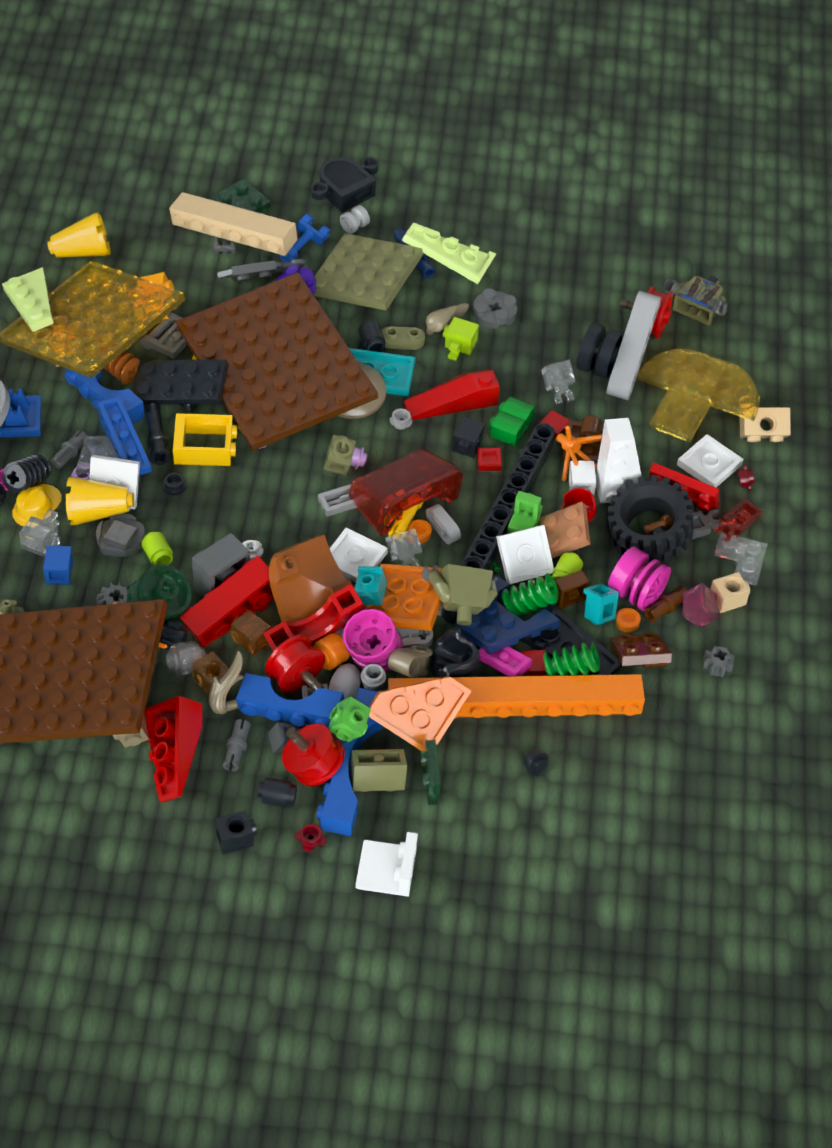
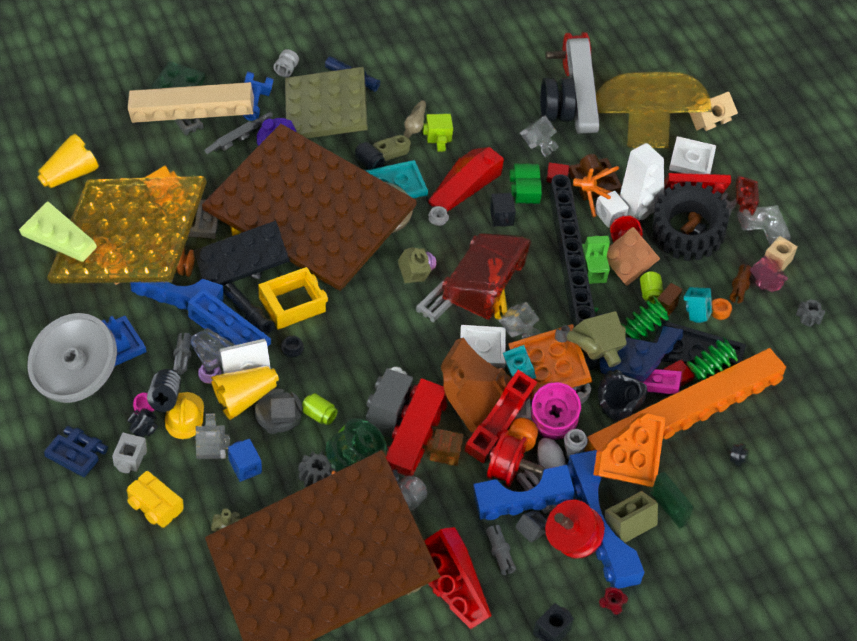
camera: 30 degrees left, 0 degrees up
(205, 668) = (441, 489): clear orange brick -> none
(220, 688) = (461, 516): dark tan piece -> none
(277, 792) = (563, 574): black brick -> none
(346, 182) = (257, 34): black piece -> none
(349, 719) = (590, 485): bright green brick -> none
(387, 866) = (693, 593): white bracket -> none
(410, 661) = (594, 414): dark tan piece -> none
(422, 529) = (514, 299): orange tile -> none
(443, 524) = (532, 289): light grey beam -> none
(456, 256) = (380, 62): yellowish green wing -> none
(489, 459) = (528, 221): red tile -> none
(505, 311) = (455, 92): dark grey plate -> none
(525, 554) = (616, 287): white plate -> none
(638, 578) = (715, 271): dark pink wheel -> none
(642, 650) = (752, 328): reddish brown plate -> none
(698, 298) = (600, 30): torso -> none
(746, 477) = (726, 159): dark red plate -> none

